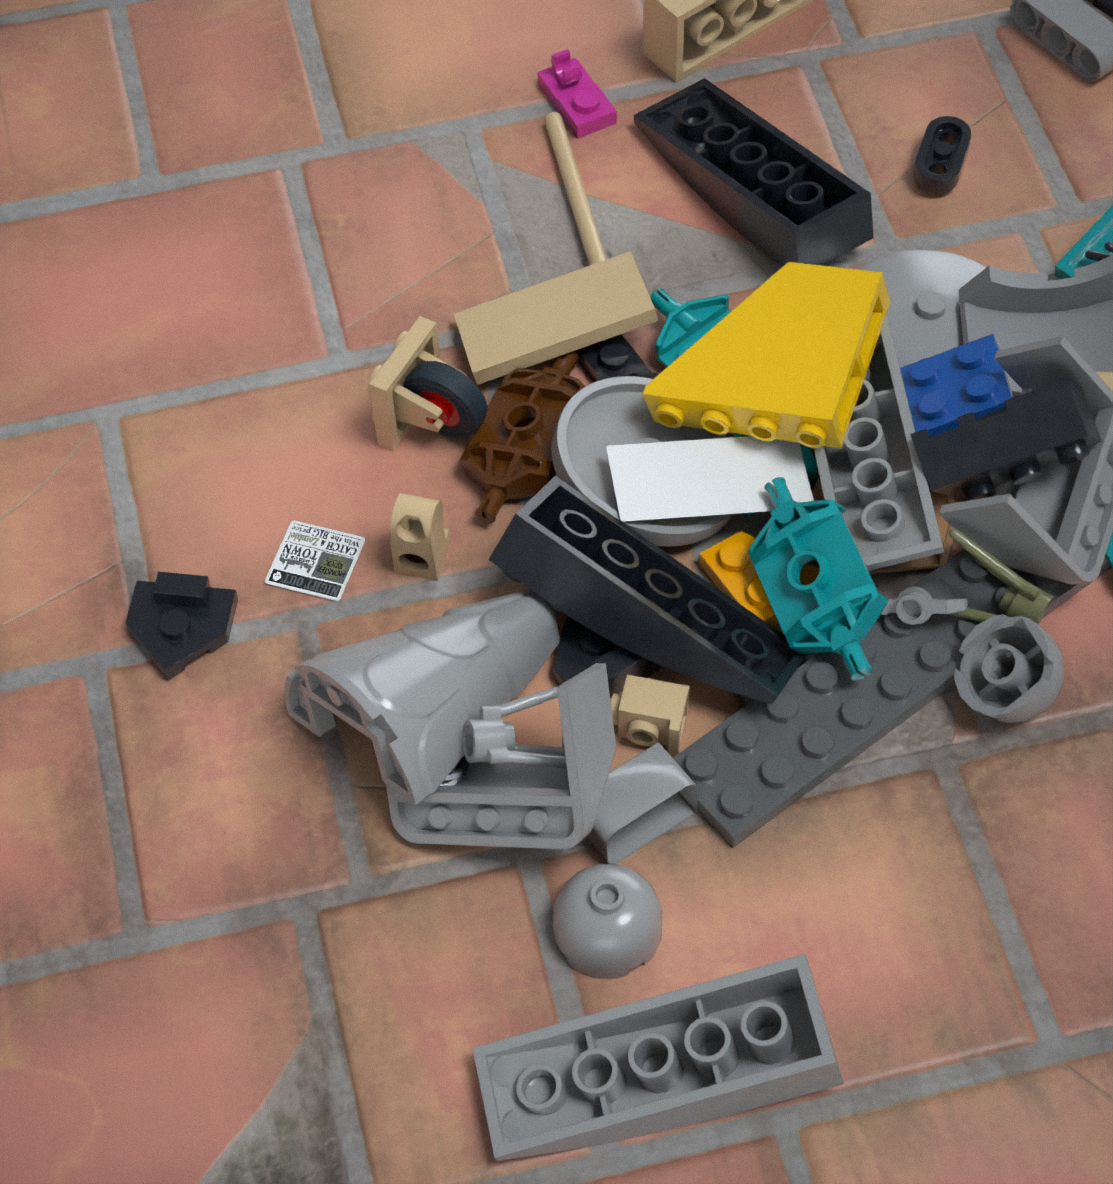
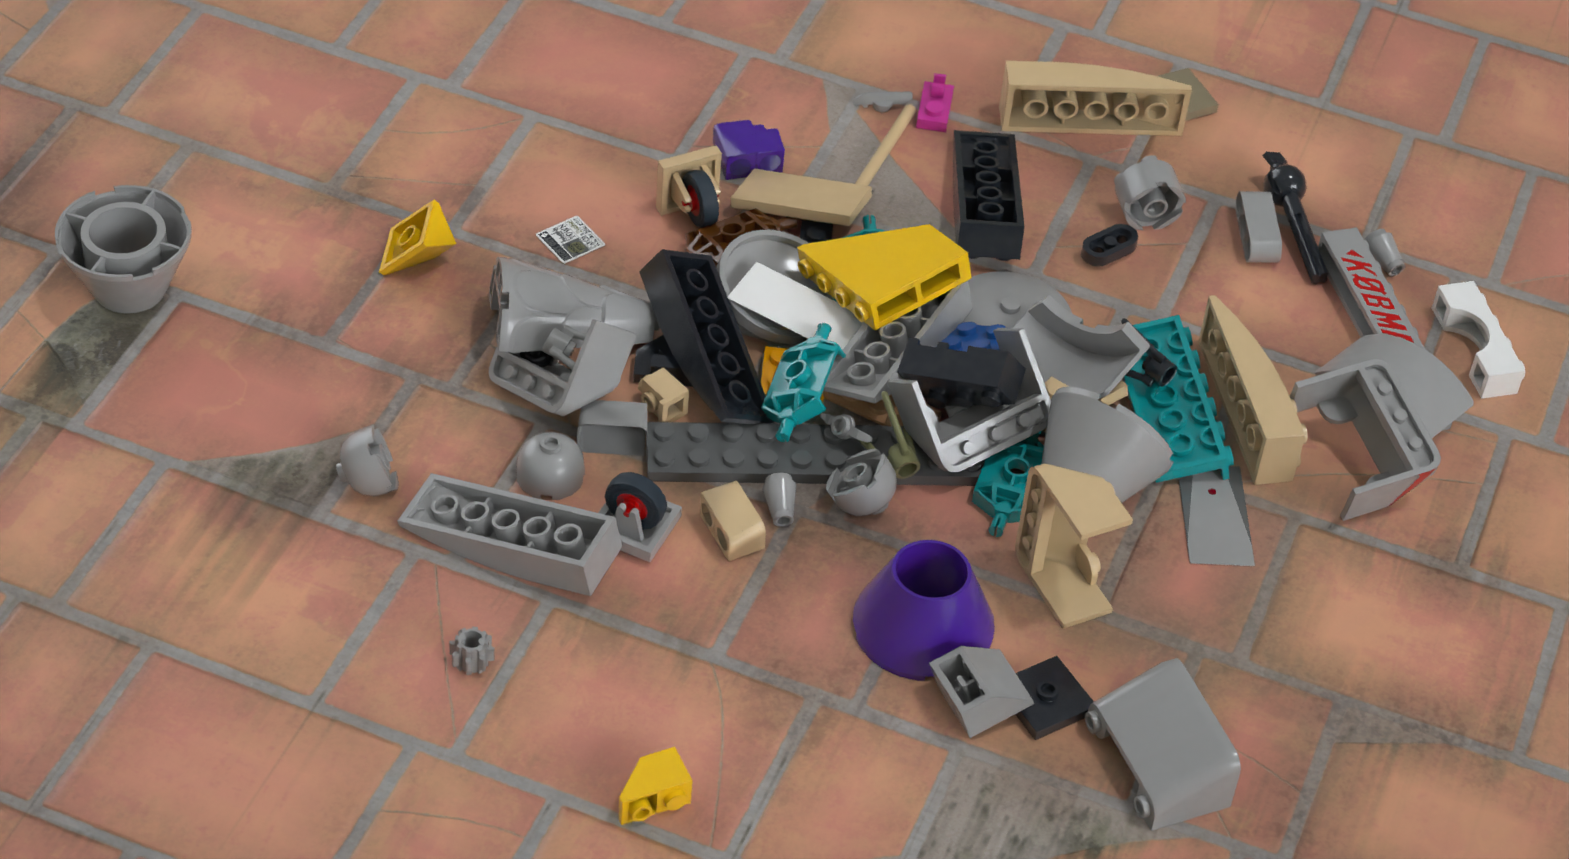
camera: 30 degrees right, 10 degrees down
(129, 699) = (417, 239): none -> yellow slope
(180, 619) = (479, 222): black plate -> none
(380, 1100) = (367, 463): none -> light grey cylinder
(419, 531) = (624, 249): tan leg -> none
(425, 286) = (748, 148): none -> dark purple piece
(513, 126) = (882, 100): none -> light grey piece
(789, 916) = (640, 514): none -> plate
(905, 835) = (732, 520): none -> tan piece
(923, 759) = (780, 497): none -> light grey cone
(936, 61) = (1150, 194): none -> light grey brick

